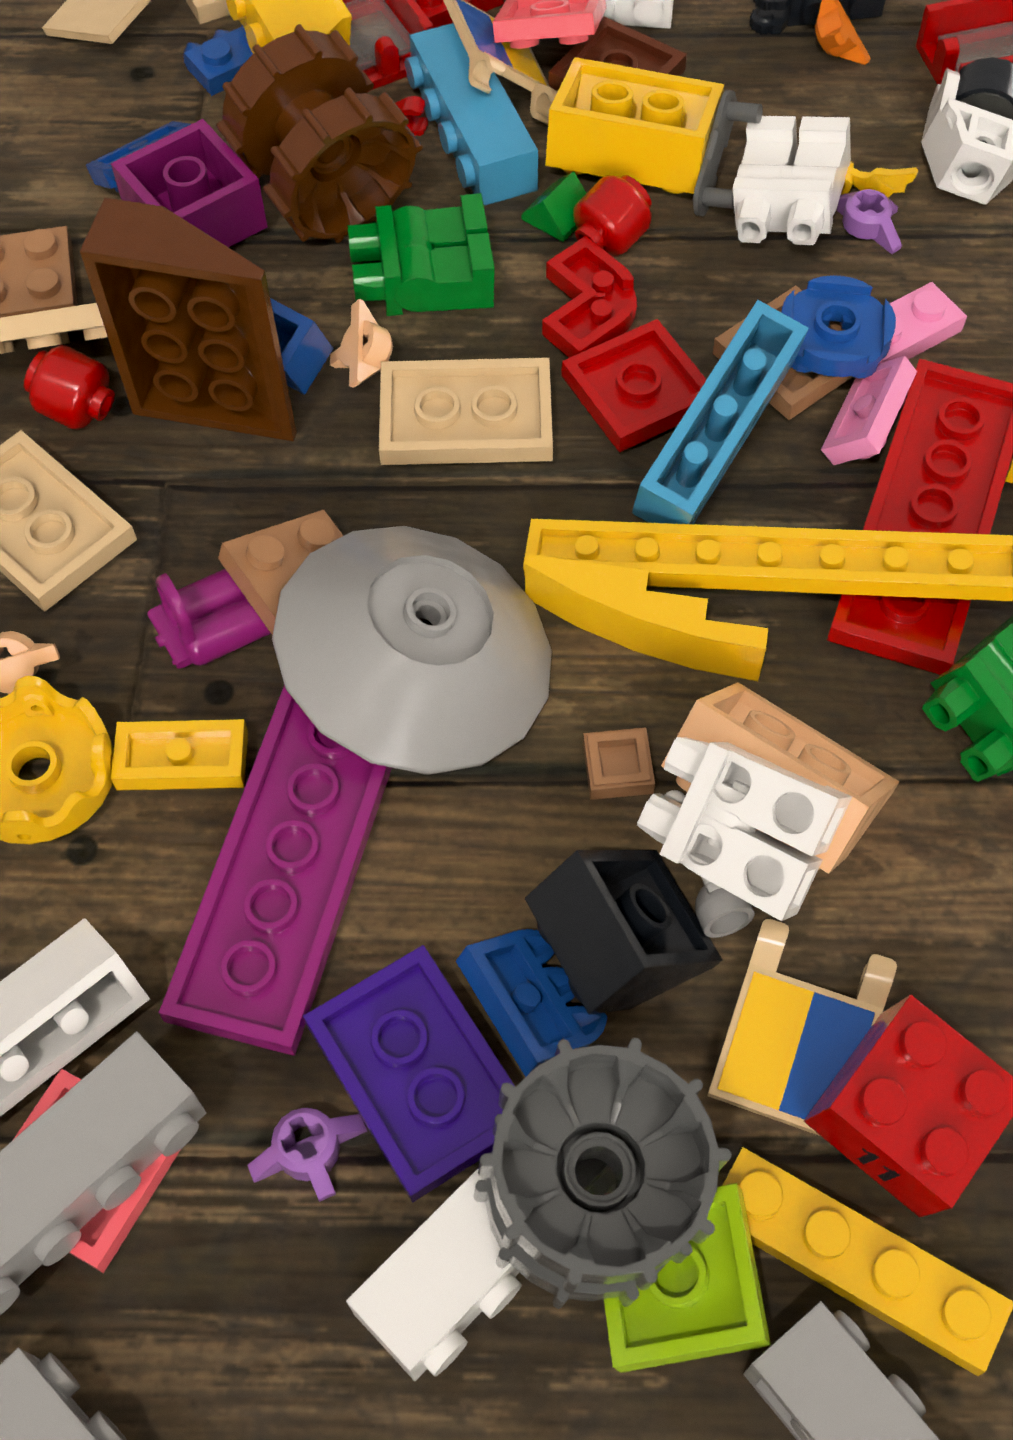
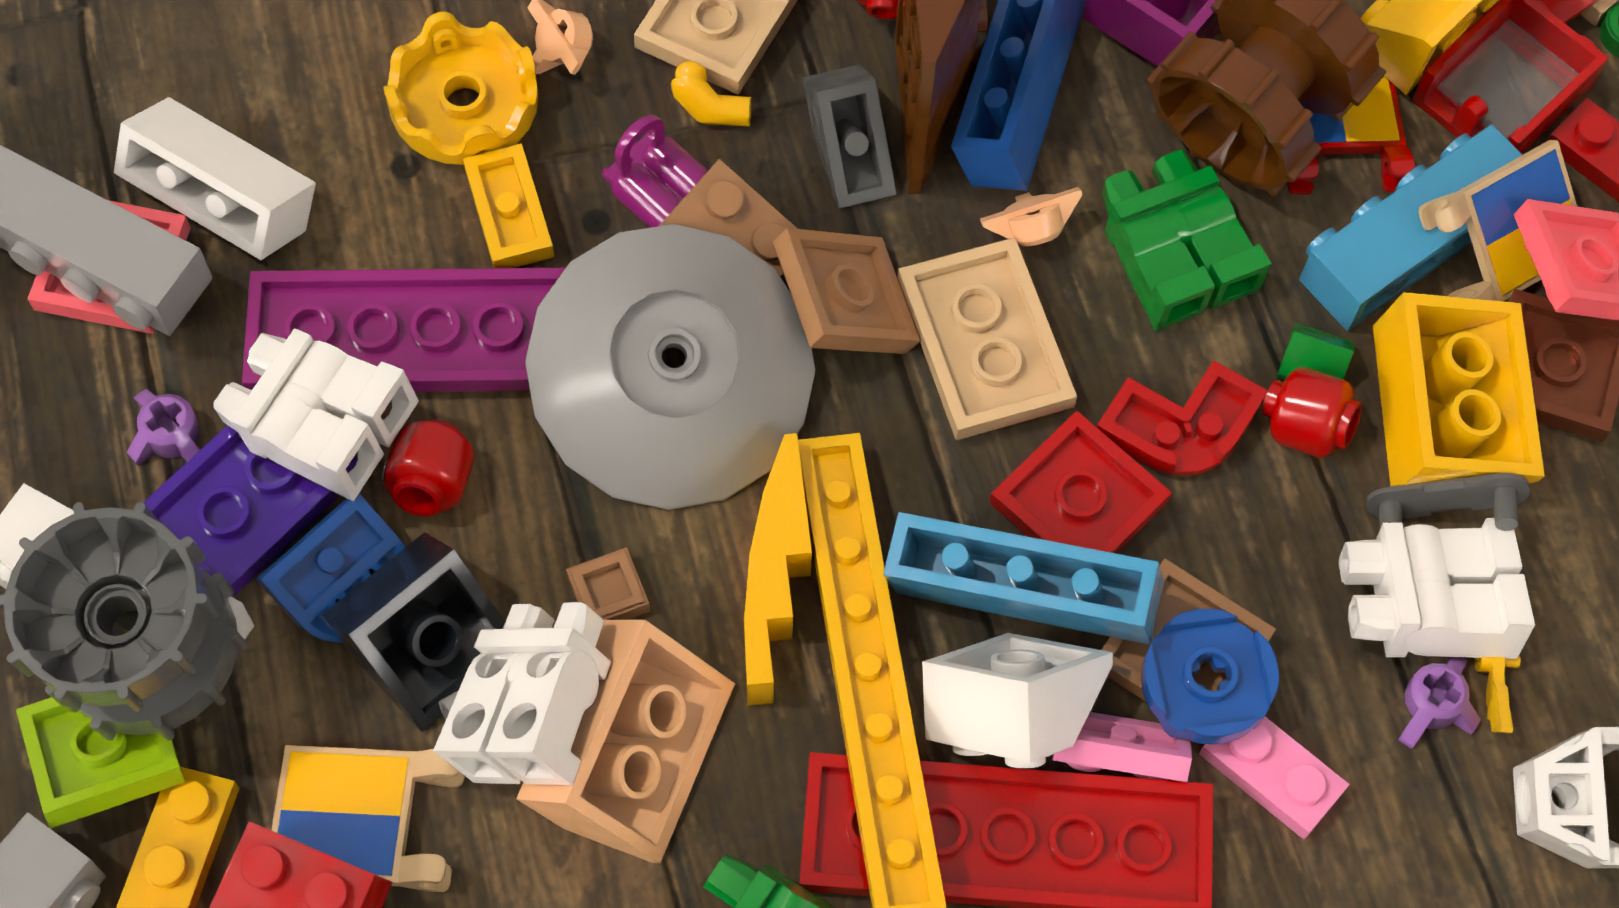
camera: 70 degrees right, 5 degrees up
(136, 564) = (703, 102): none -> yellow arm
(221, 454) = (850, 134): none -> dark grey slope
(368, 958) = (317, 409): none -> white hips
(390, 490) = (846, 291): none -> medium nougat plate
(449, 884) = (428, 467): none -> red head
(824, 456) = (1012, 697): none -> white slope

